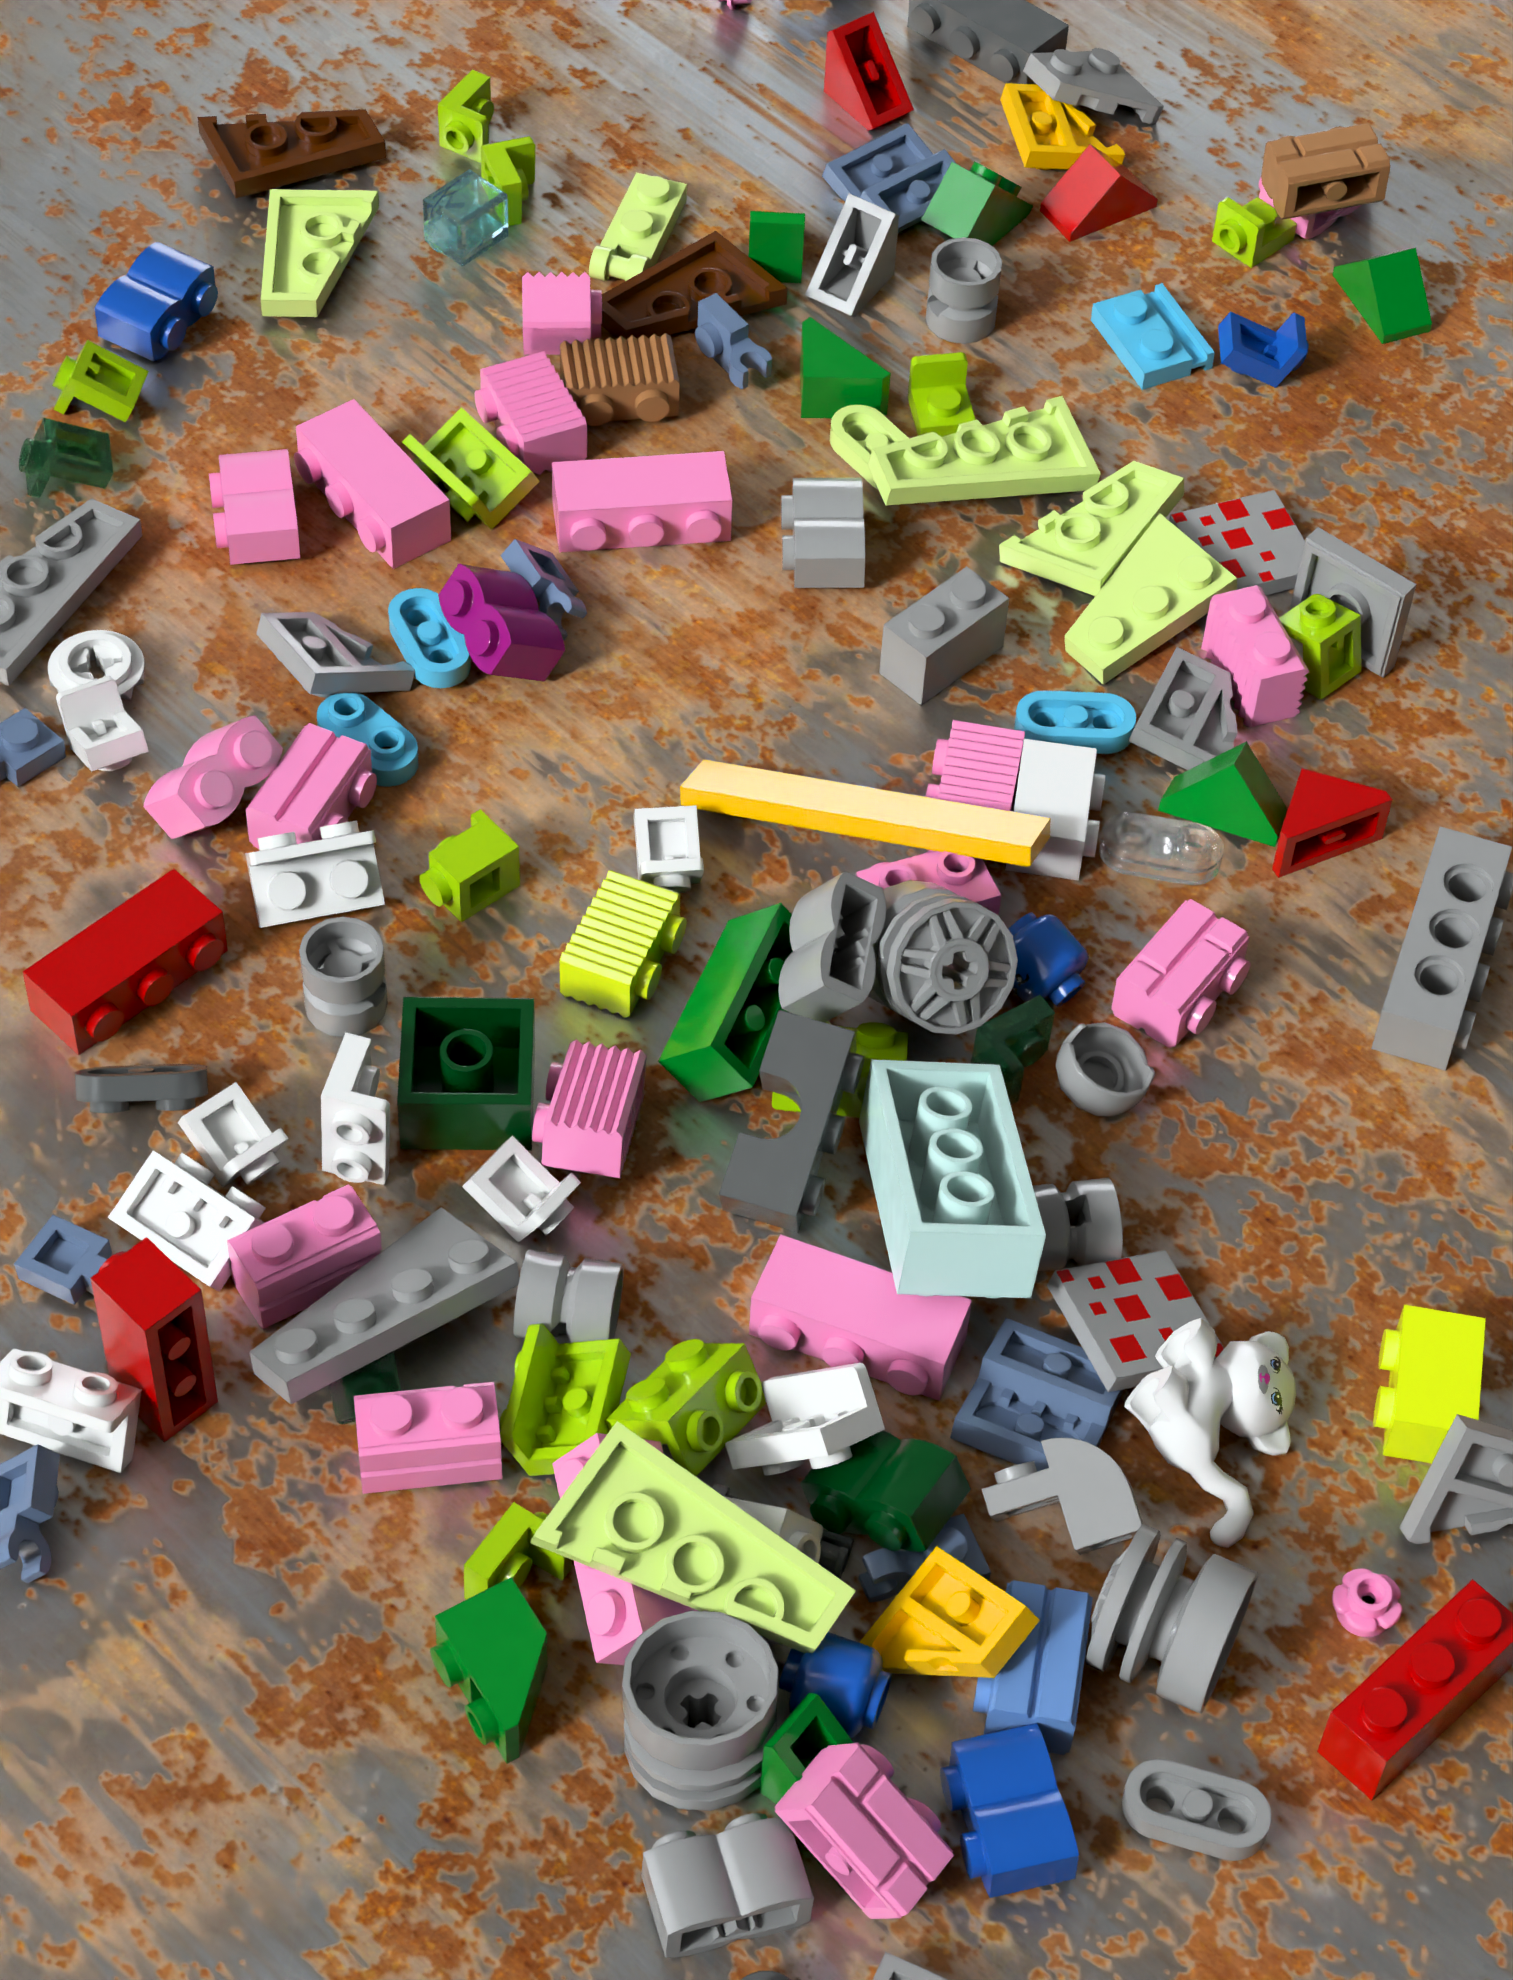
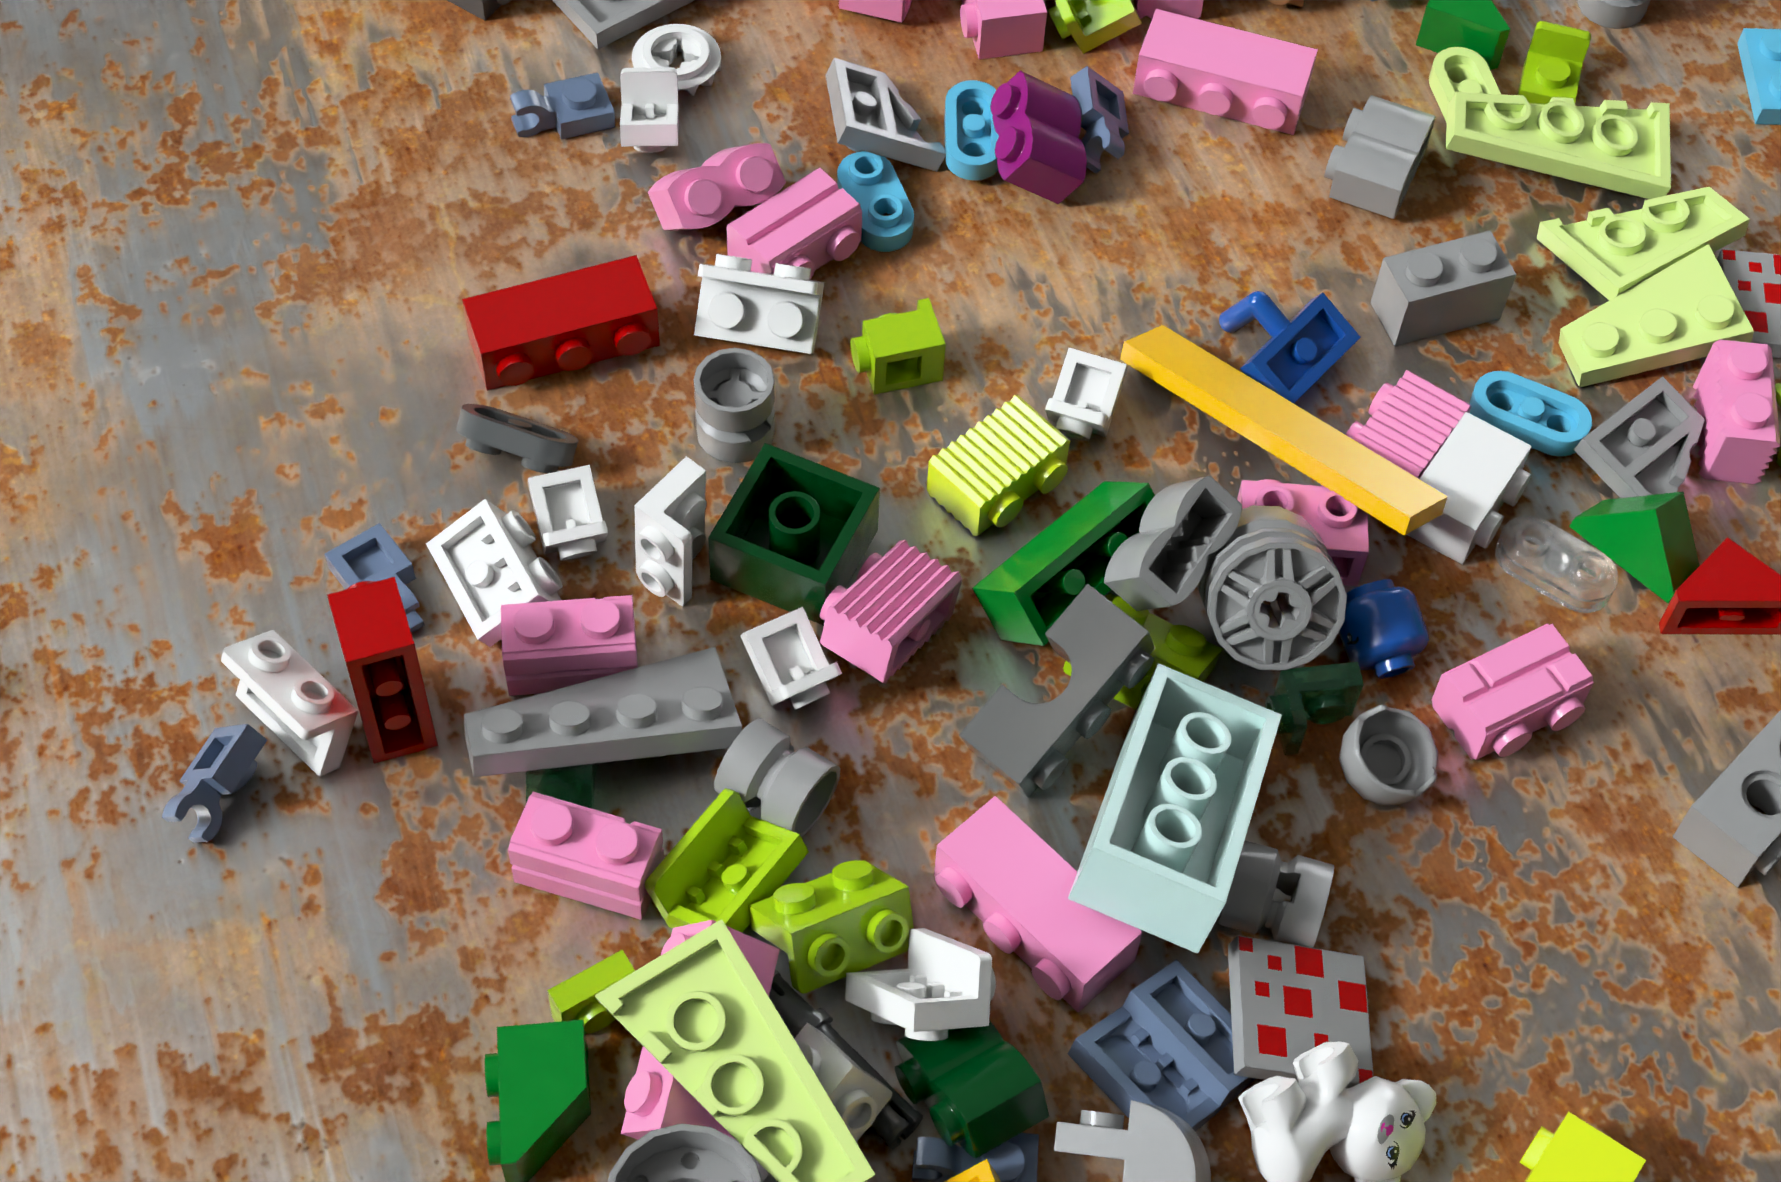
camera: 25 degrees right, 5 degrees up
(842, 732) = (1298, 348): none -> blue plate

